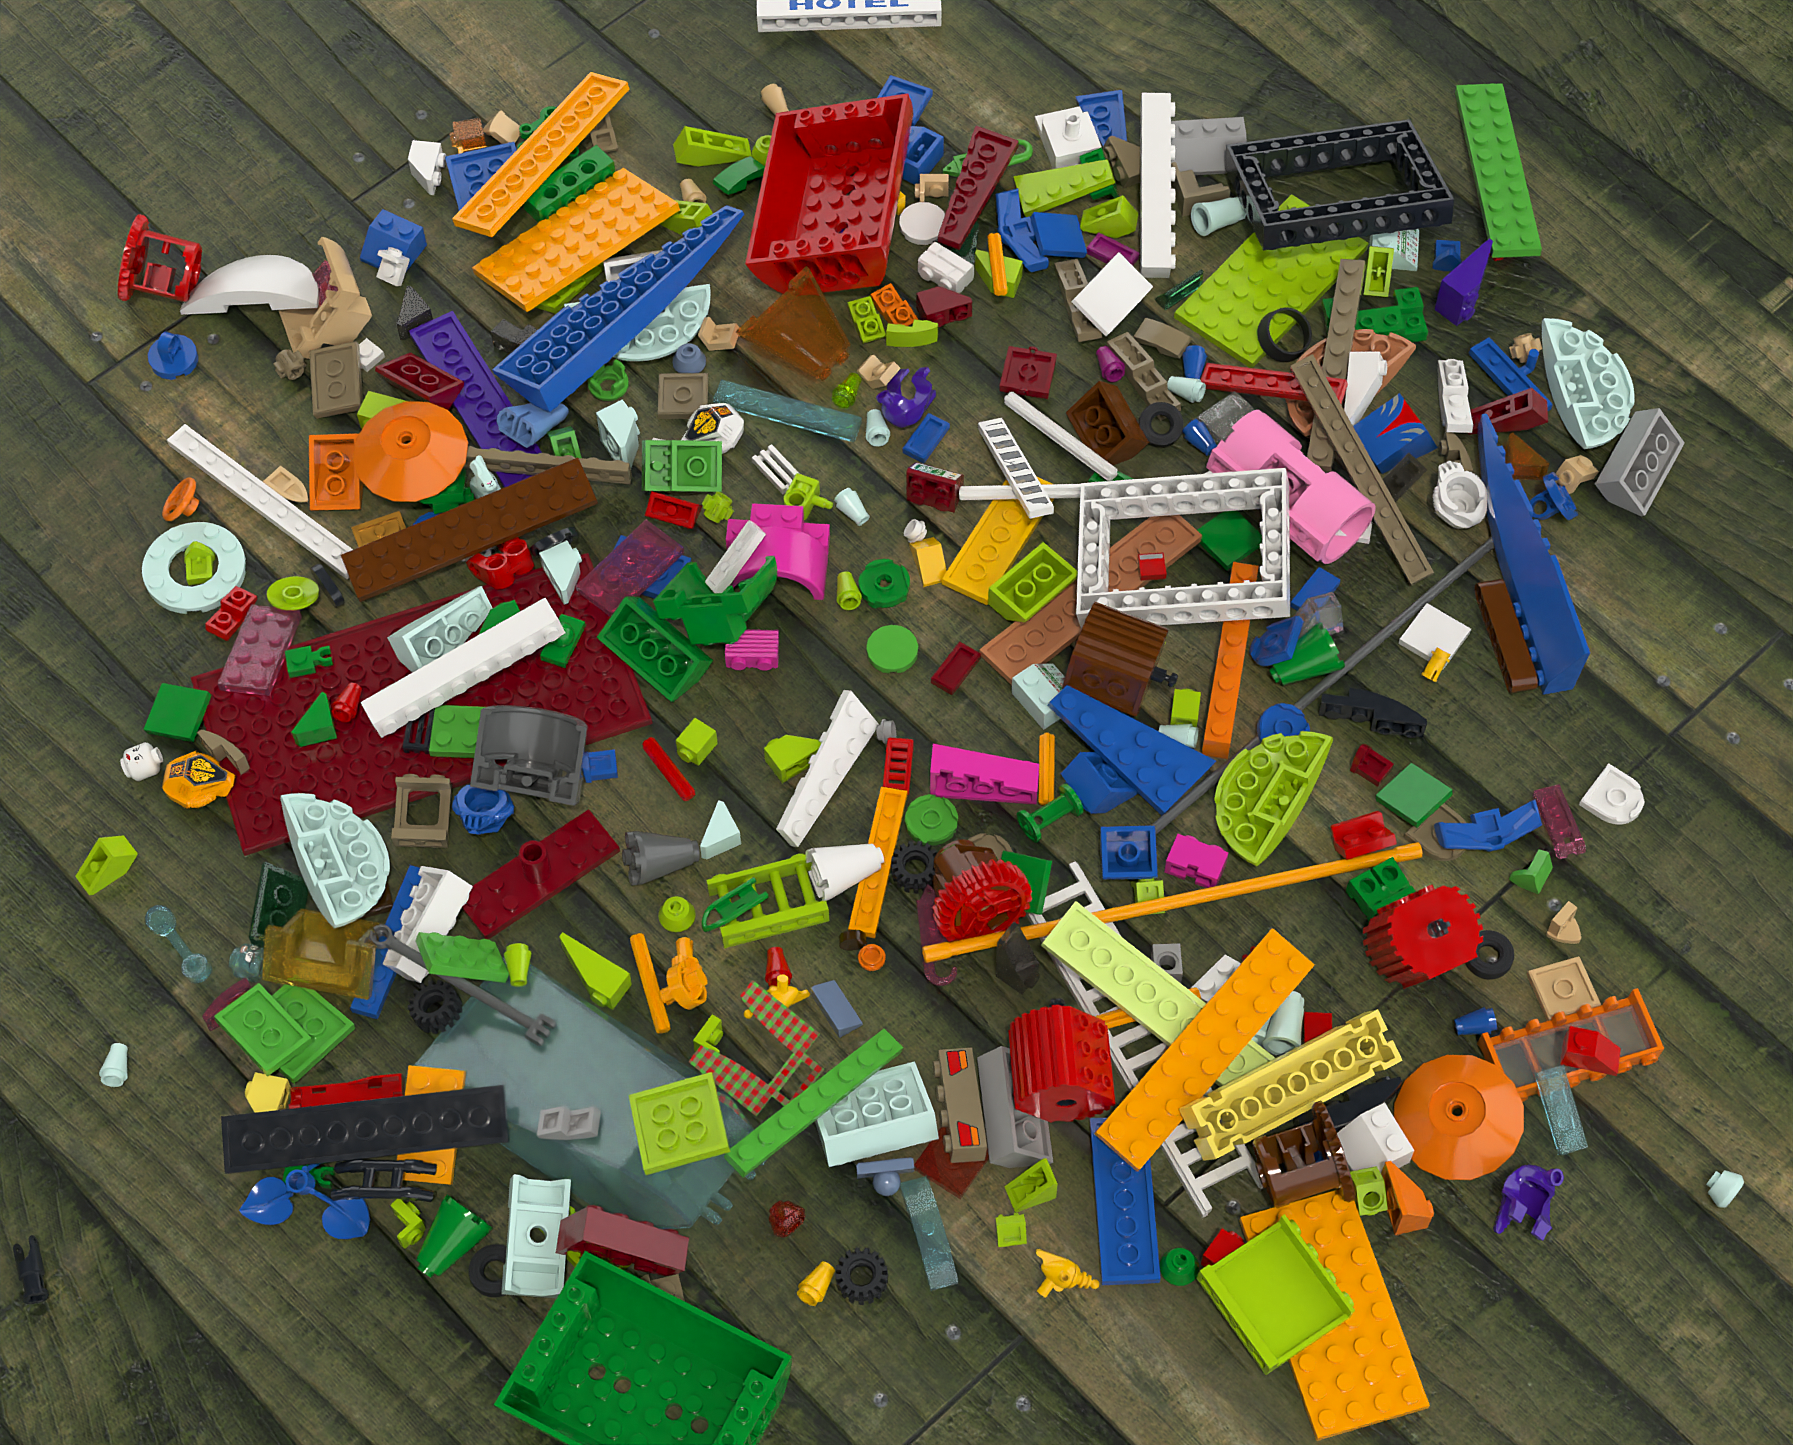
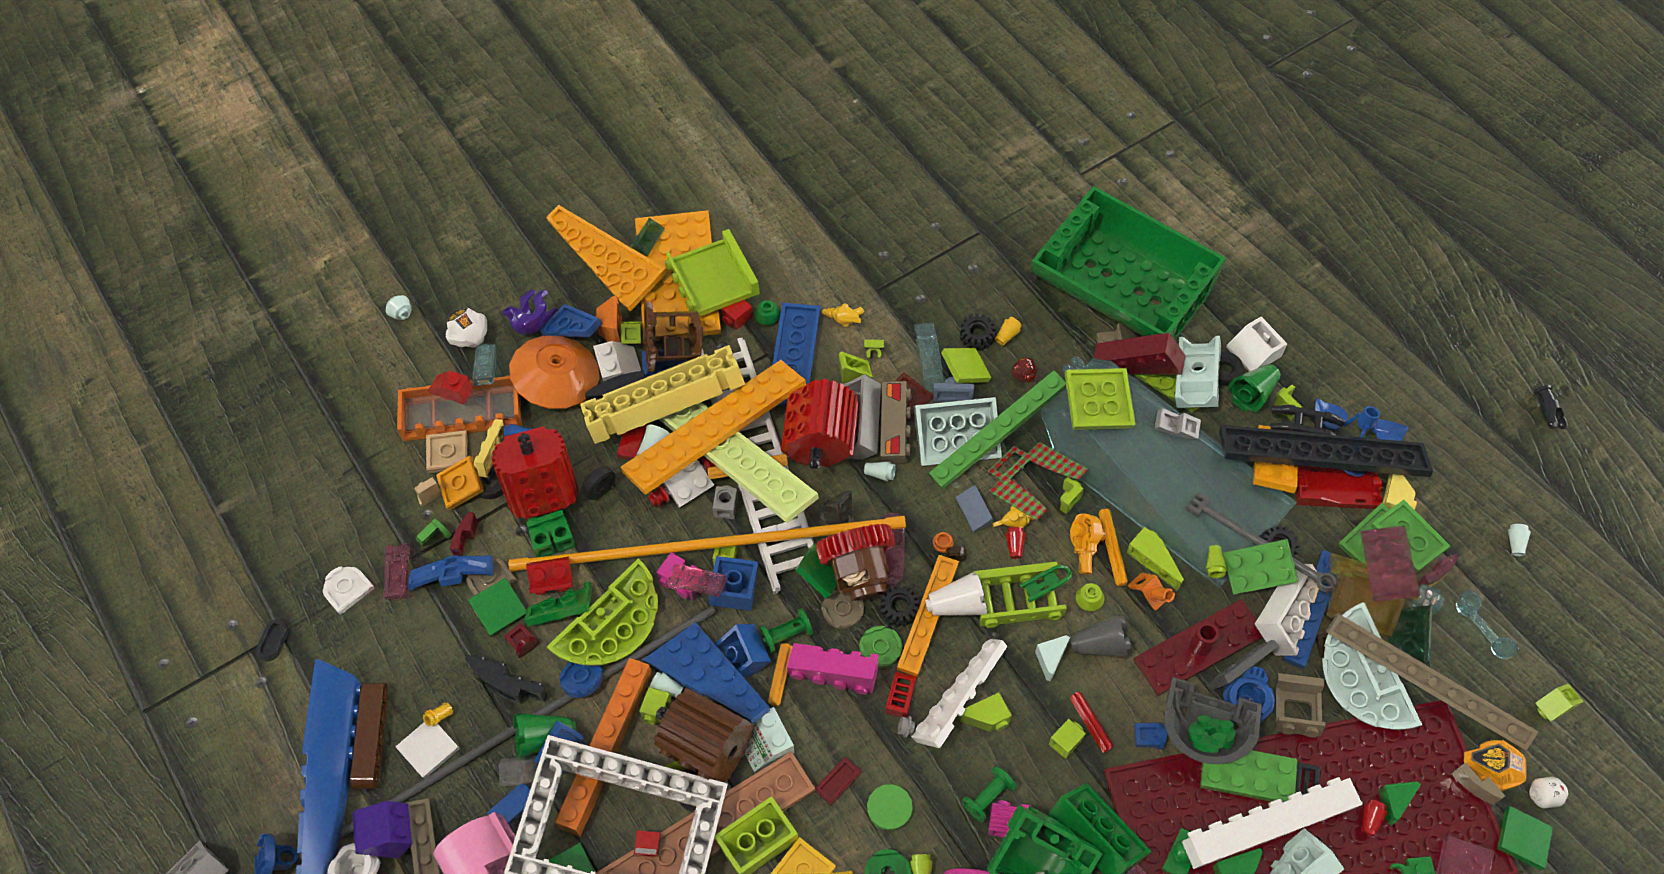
camera: 170 degrees left, 0 degrees up
(264, 848) = (1432, 681): none -> dark tan plate
(299, 968) = (1389, 563): none -> clear pink plate
(448, 1303) = (1257, 345): none -> white slope
(488, 842) = (1242, 664): none -> dark grey tile
(517, 743) = (1211, 734): none -> green plate
(598, 928) = (1152, 590): none -> orange bracket
(769, 684) = (1001, 781): none -> green hose
(871, 1210) = (966, 365): none -> lime tile
(967, 1038) = (880, 470): none -> light aqua cone
(1172, 833) = (697, 580): none -> clear pink plate
(1334, 804) = (556, 609): none -> green wing
(1340, 959) = (598, 482): none -> black tyre
(1397, 1357) = (647, 237): none -> clear green slope
(1421, 1296) = (618, 266): none -> light orange wing
(1444, 533) = (382, 829): none -> dark purple slope
(1462, 1195) = (570, 322): none -> blue wing
(1491, 877) = (464, 531): none -> dark red slope
(1503, 985) = (495, 435): none -> light yellow plate
(1526, 941) = (459, 483): none -> light orange tile
(1613, 1167) = (466, 328): none -> white helmet
(1673, 724) = (272, 640): none -> black tile

